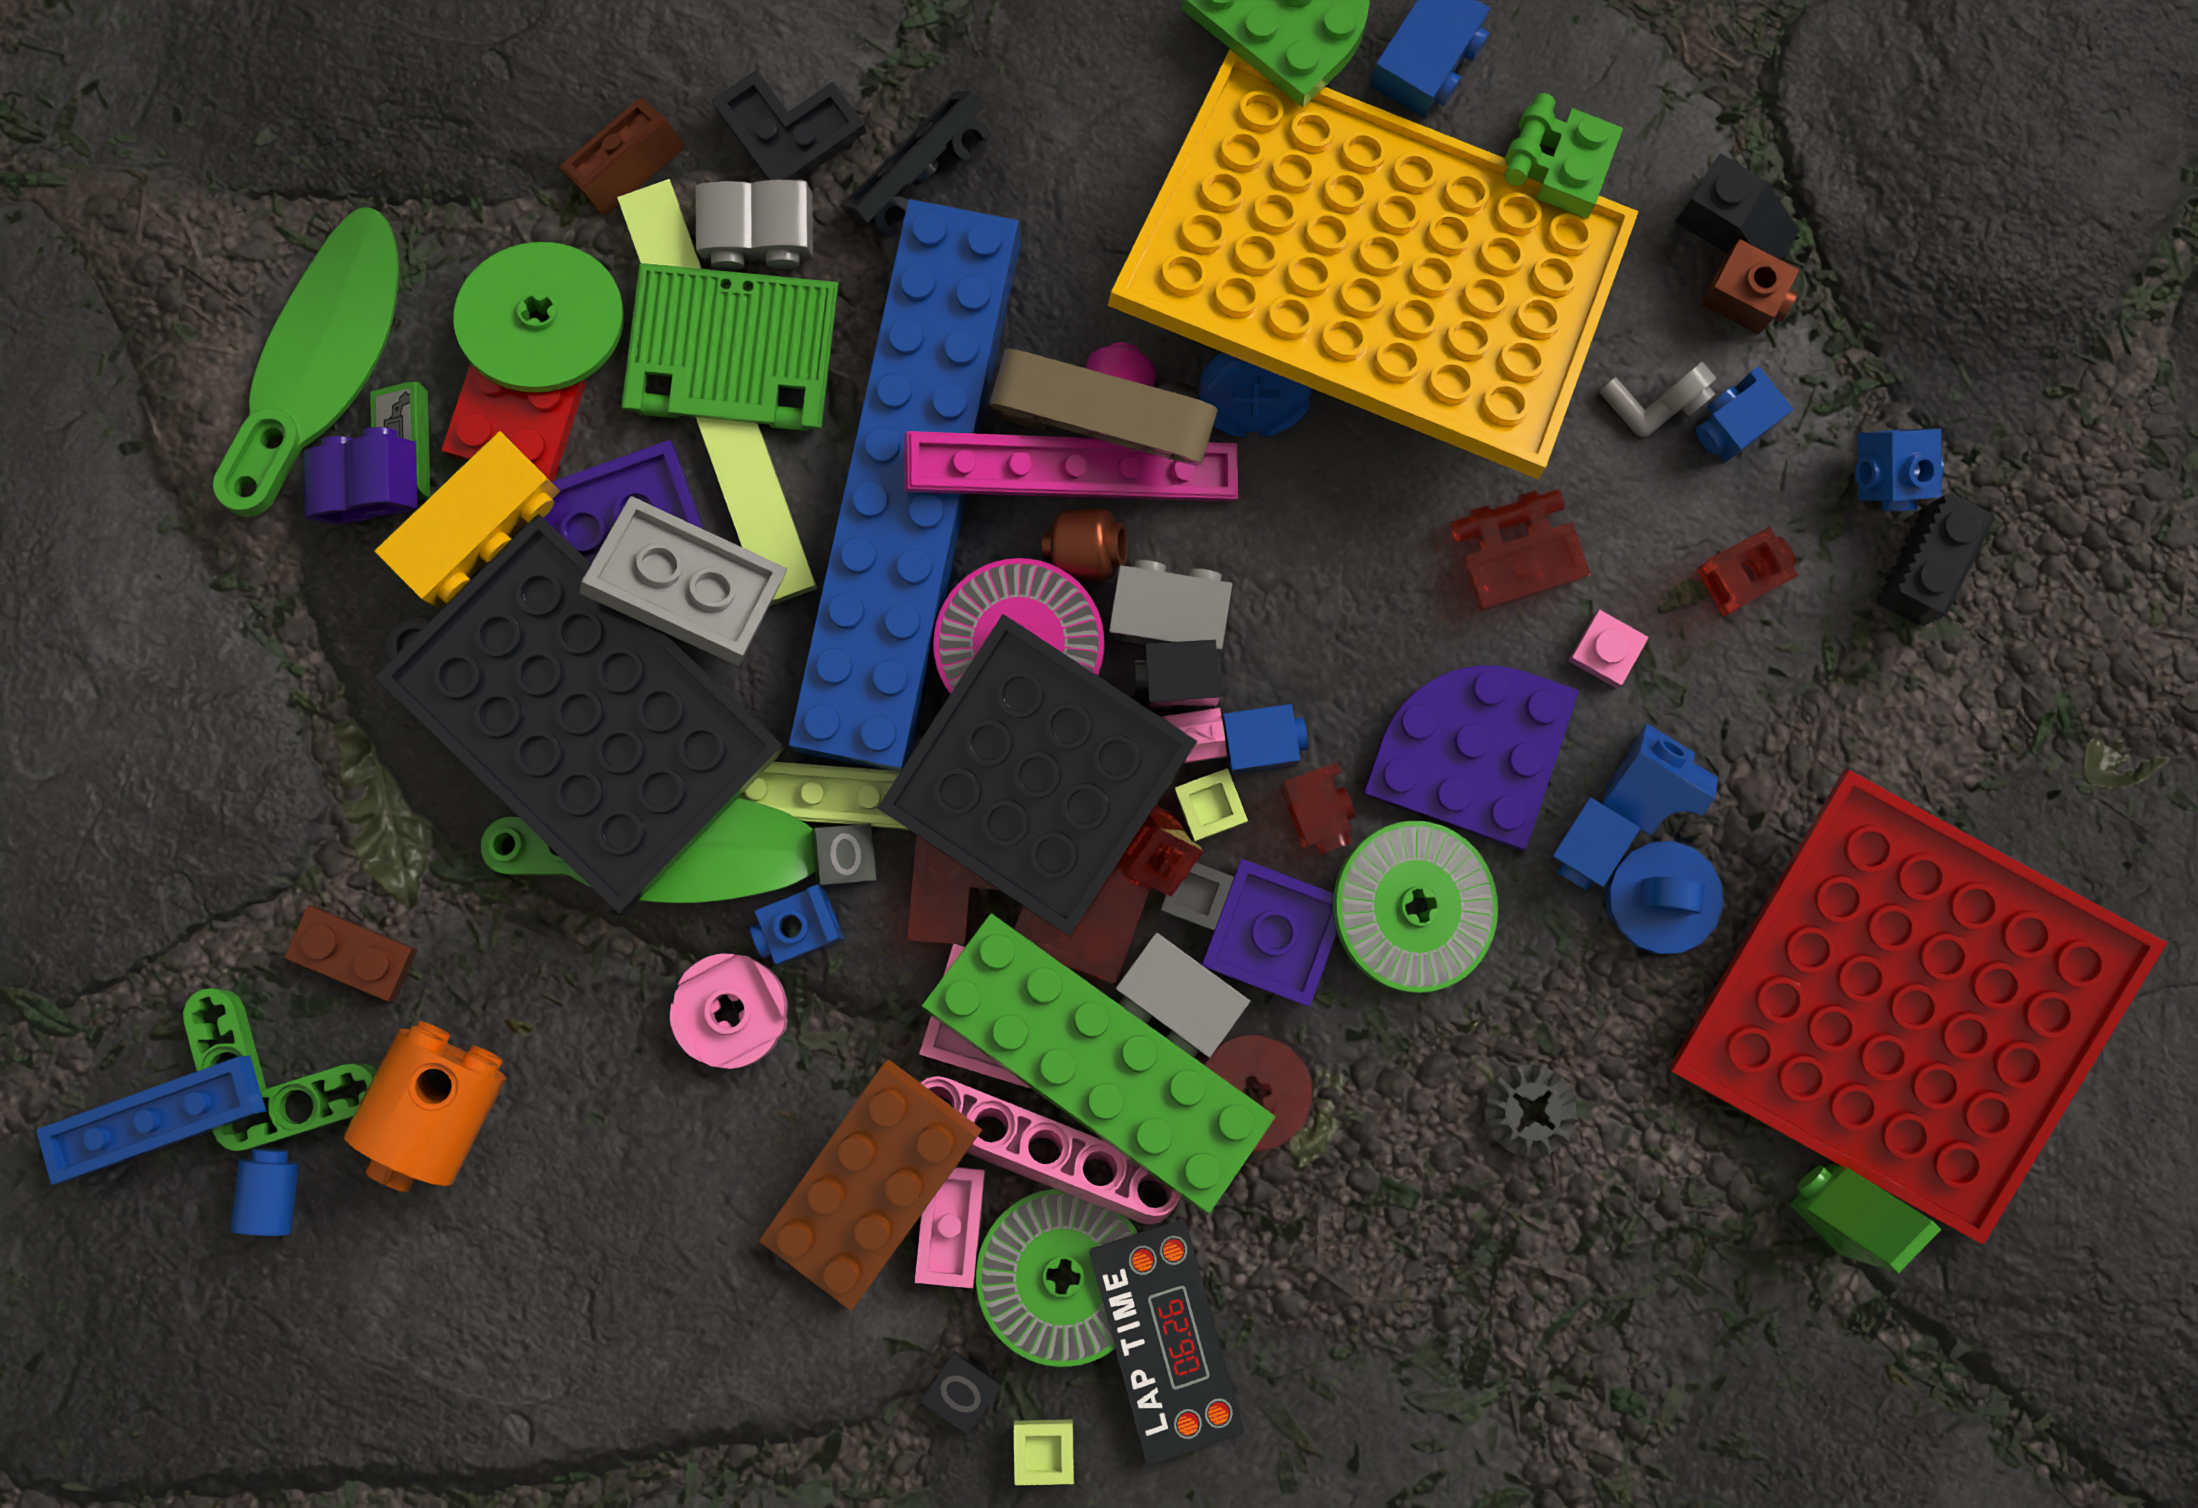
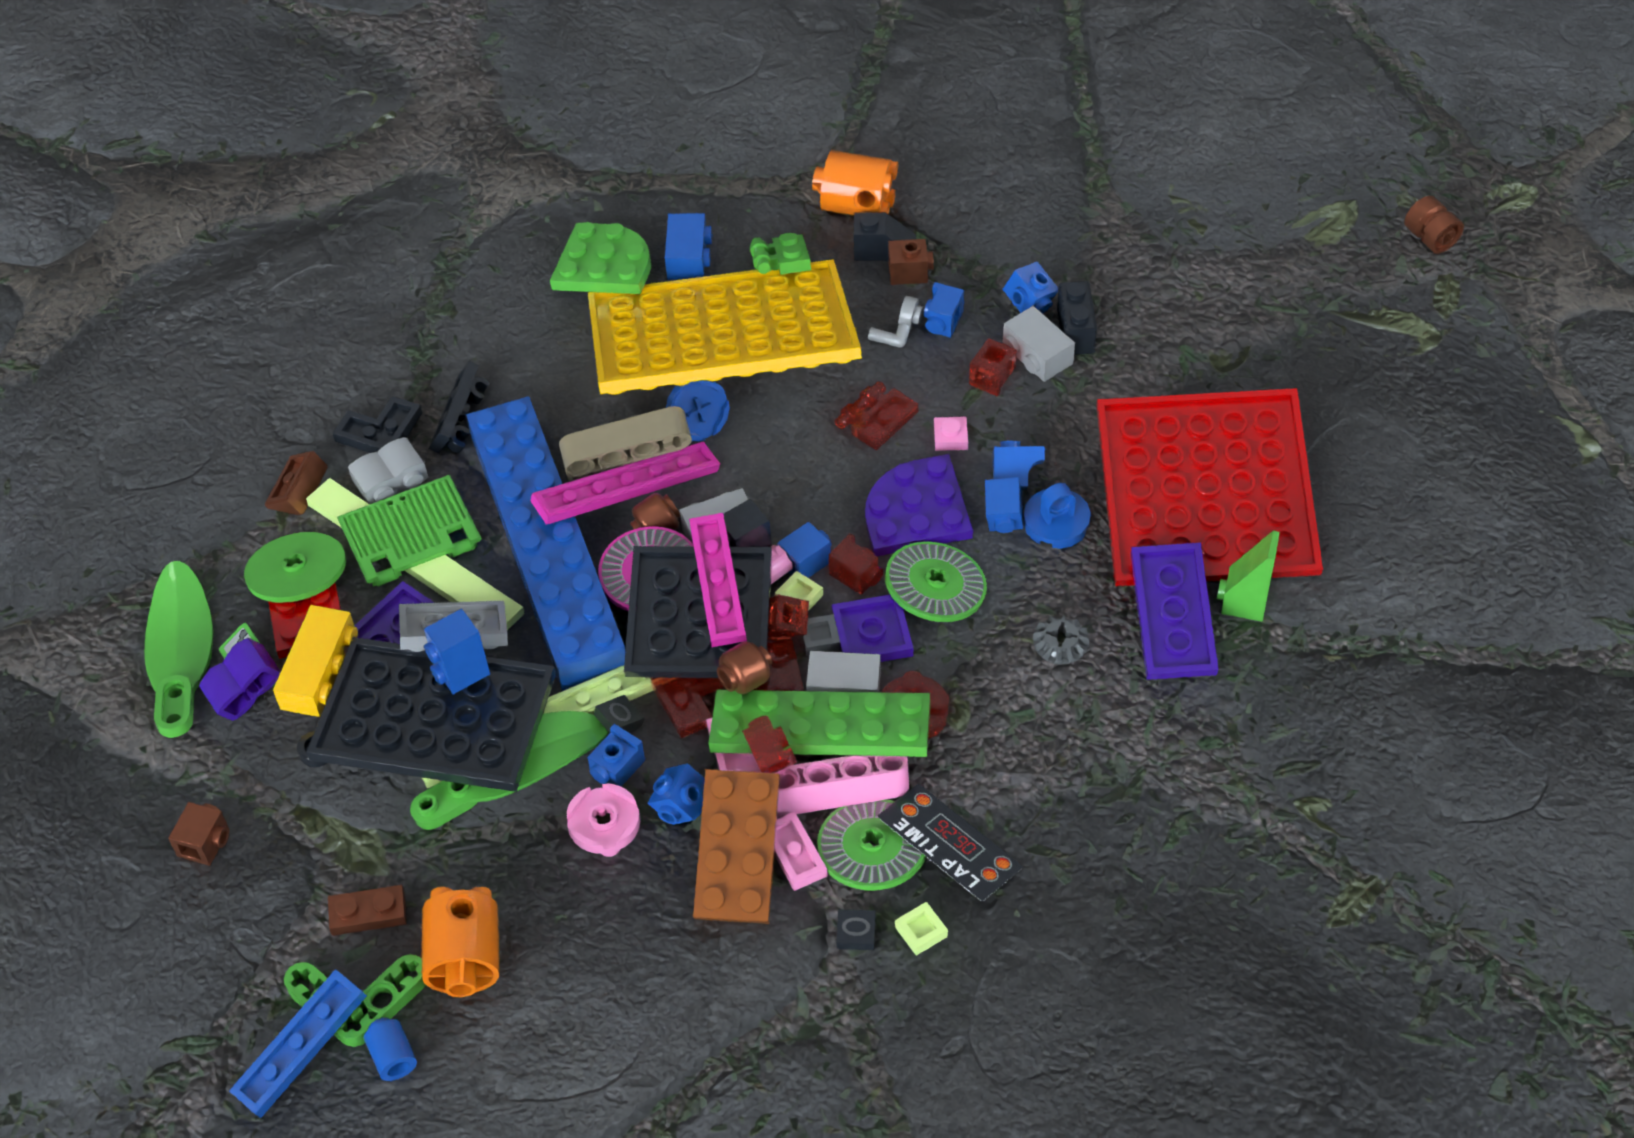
camera: 30 degrees left, 30 degrees down
(191, 700) = (199, 833): none -> copper brick
(638, 663) = (456, 651): none -> blue brick
(842, 1048) = (678, 794): none -> blue brick
(988, 1085) = (768, 745): none -> clear red brick
(1034, 929) = (744, 667): none -> copper head
(1082, 756) = (717, 580): none -> dark pink plate
(1717, 1181) = (1174, 611): none -> dark purple plate
(1760, 91) = (855, 183): none -> orange cylinder
(1843, 570) = (1039, 343): none -> light grey brick

